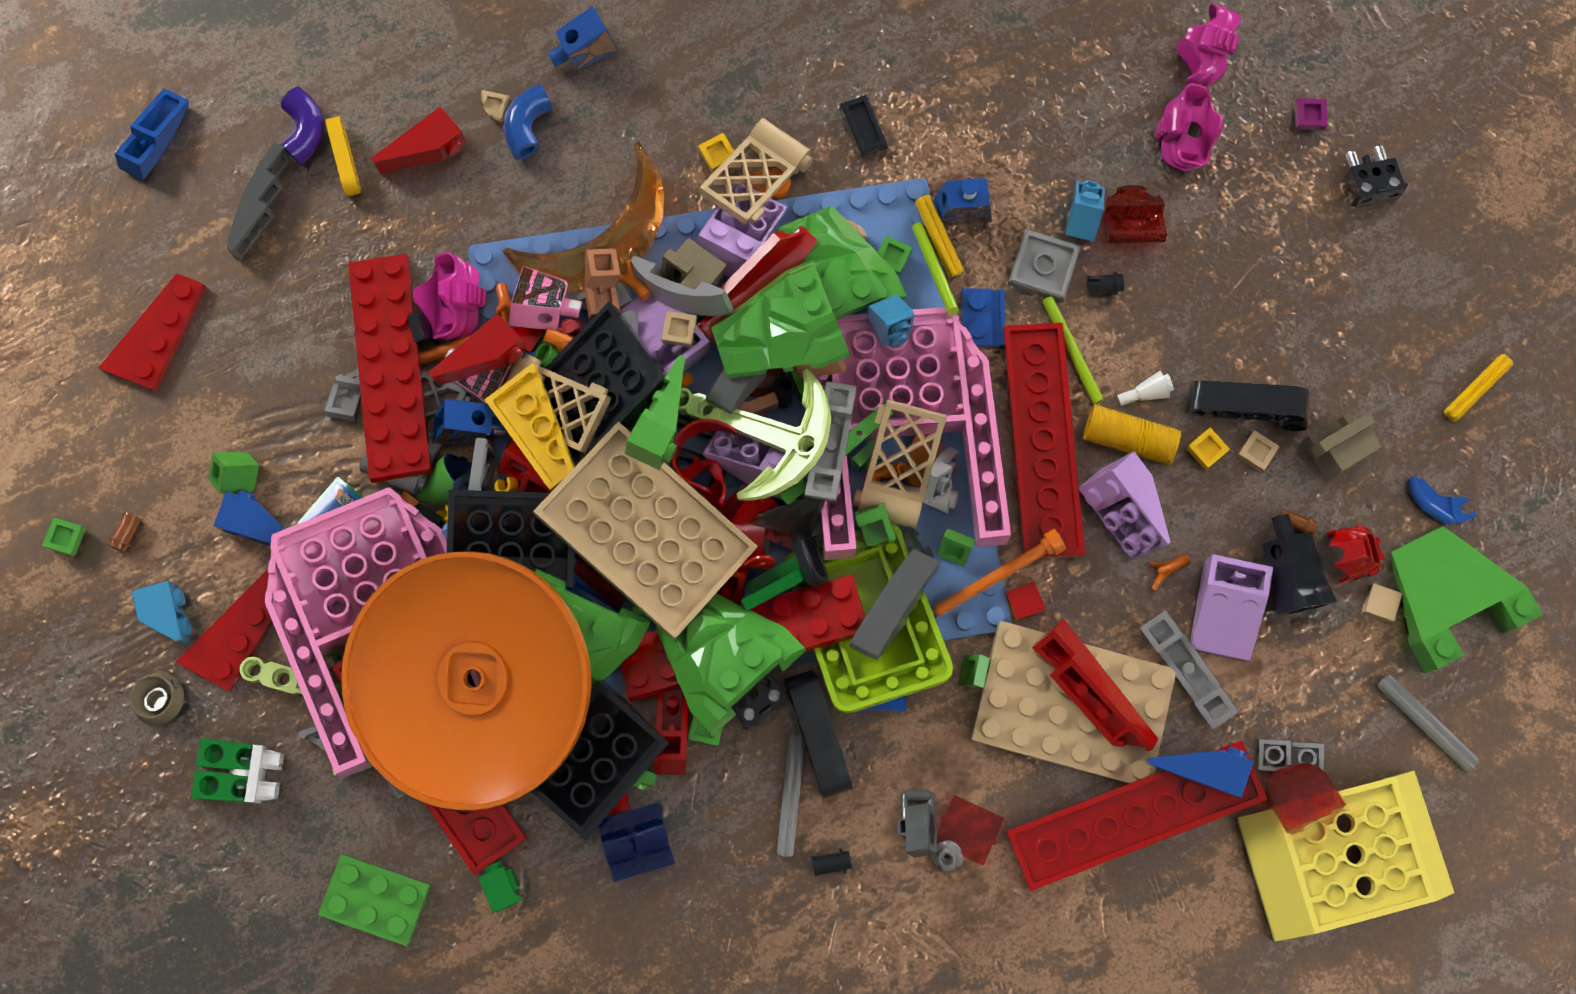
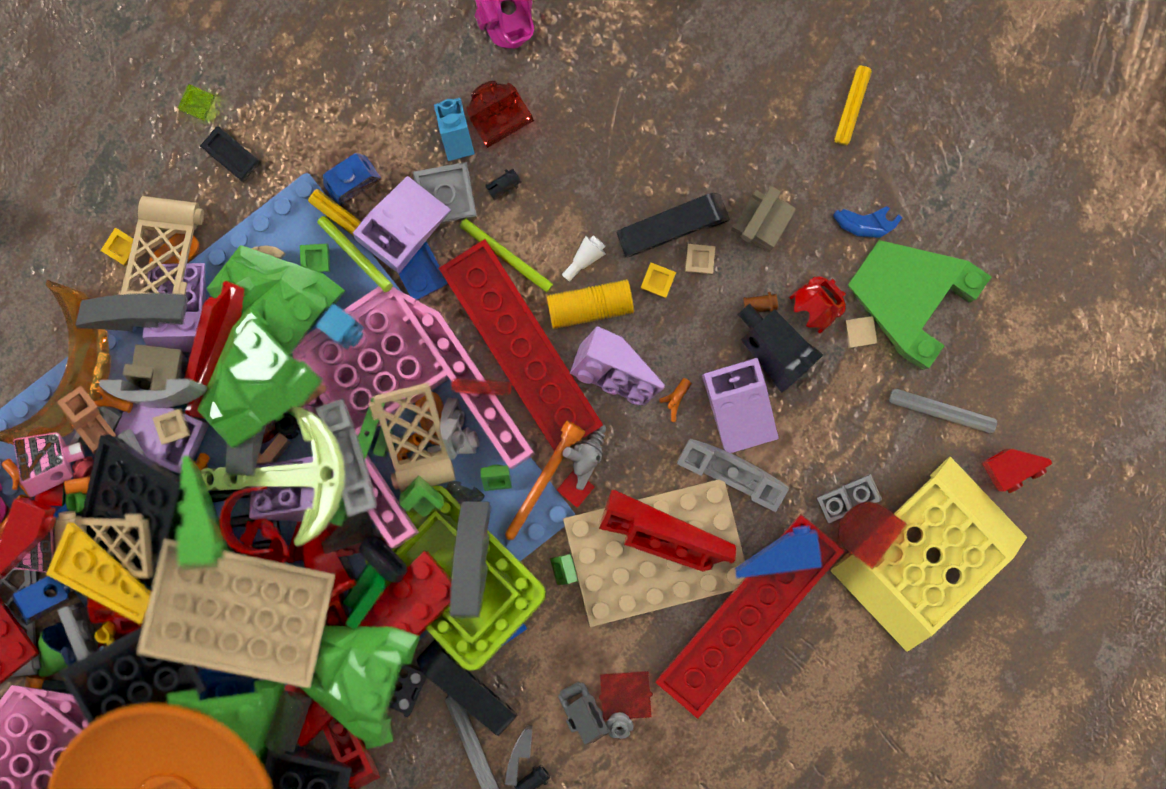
camera: 25 degrees left, 10 degrees up
(632, 664) = (287, 722): none -> clear smoke panel
(699, 204) = (131, 310): none -> dark grey slope
(839, 823) = (521, 749): none -> flat silver slope
(857, 65) = (196, 102): none -> clear neon green tile
(990, 266) = (401, 224): none -> lavender slope
(995, 446) = (481, 387): none -> clear red tile
(1053, 574) = (586, 456): none -> light grey piece
(1474, 813) = (1012, 467): none -> red slope

